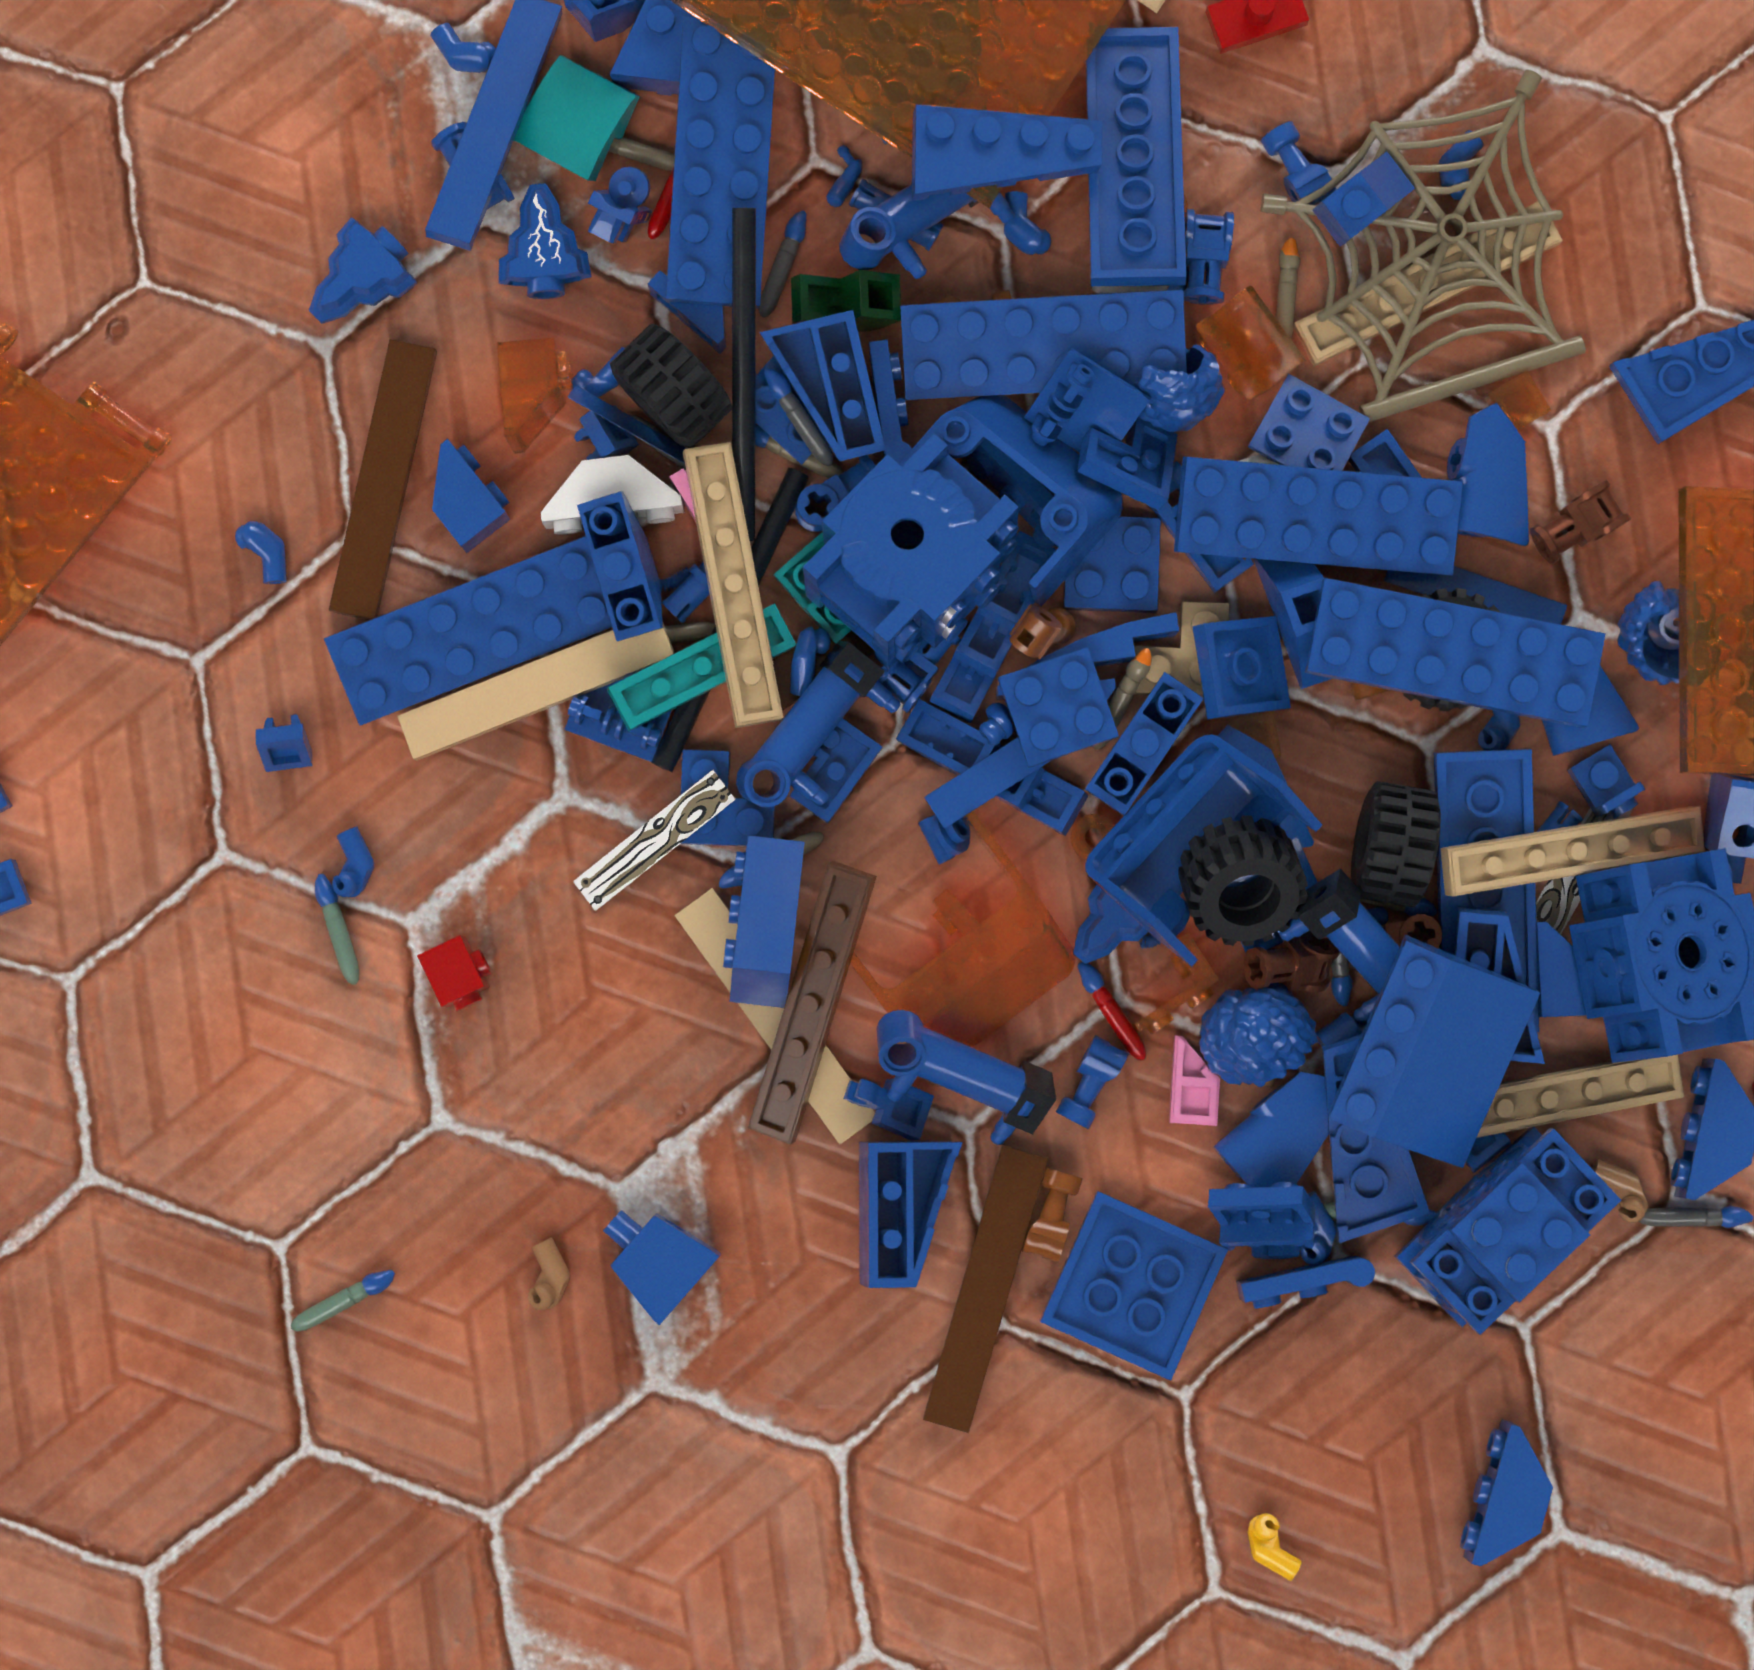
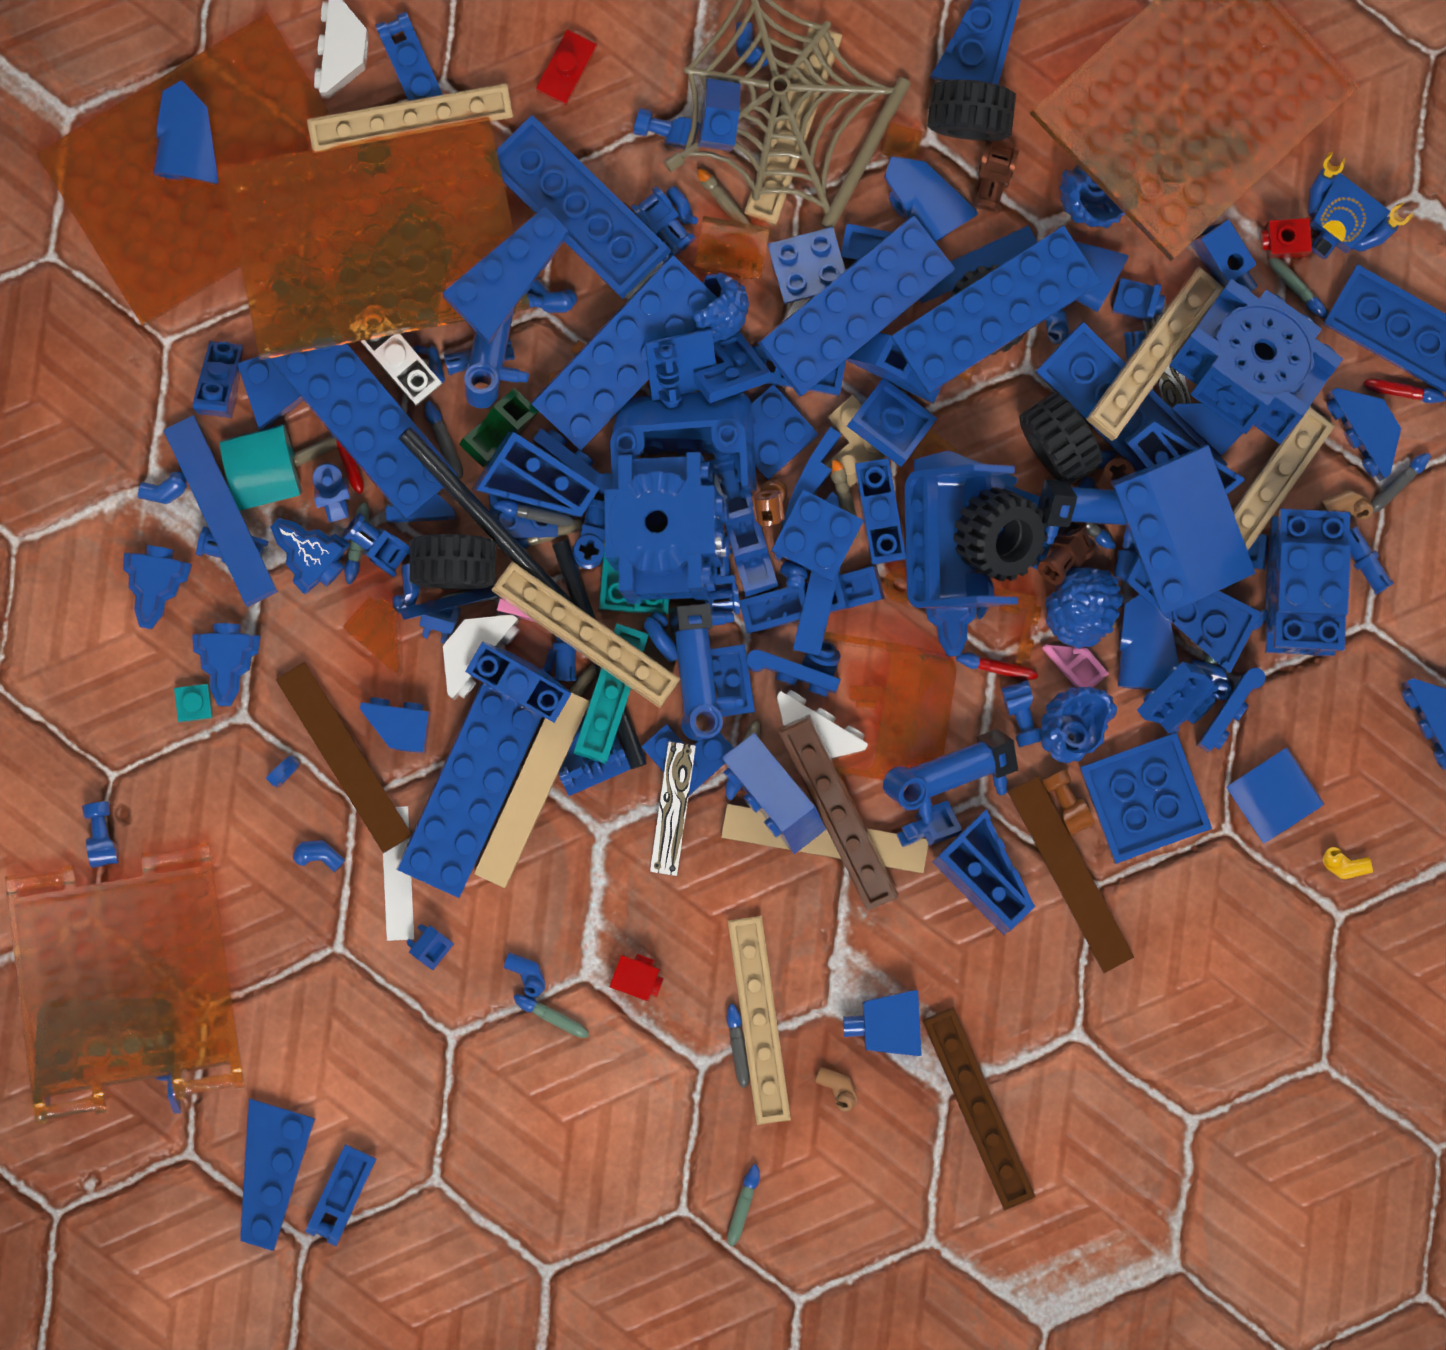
camera: 45 degrees left, 0 degrees up
(60, 339) = (100, 847): none -> blue leg
(288, 286) = (193, 703): none -> teal plate
(307, 663) = (398, 891): none -> white sticker
(309, 435) = (283, 771): none -> blue tile
(365, 131) = (154, 580): none -> blue rock
(509, 1111) = (738, 1046): none -> dark grey piece
(536, 1132) = (759, 1020): none -> tan tile
(574, 300) = (352, 565): none -> piece
(618, 305) = (382, 548): none -> blue connector
(667, 1432) = (978, 1108): none -> reddish brown tile
(811, 148) = (403, 366): none -> white slope
(880, 926) = (837, 740): none -> white slope
(901, 818) = (790, 672): none -> blue plate
(1146, 1143) = (1078, 716): none -> blue hair
(1242, 255) = (682, 204): none -> blue piece
(1266, 1409) = (1275, 795): none -> blue slope
(1585, 1269) = (1367, 562): none -> blue pin
(1622, 432) = (971, 110): none -> black tyre

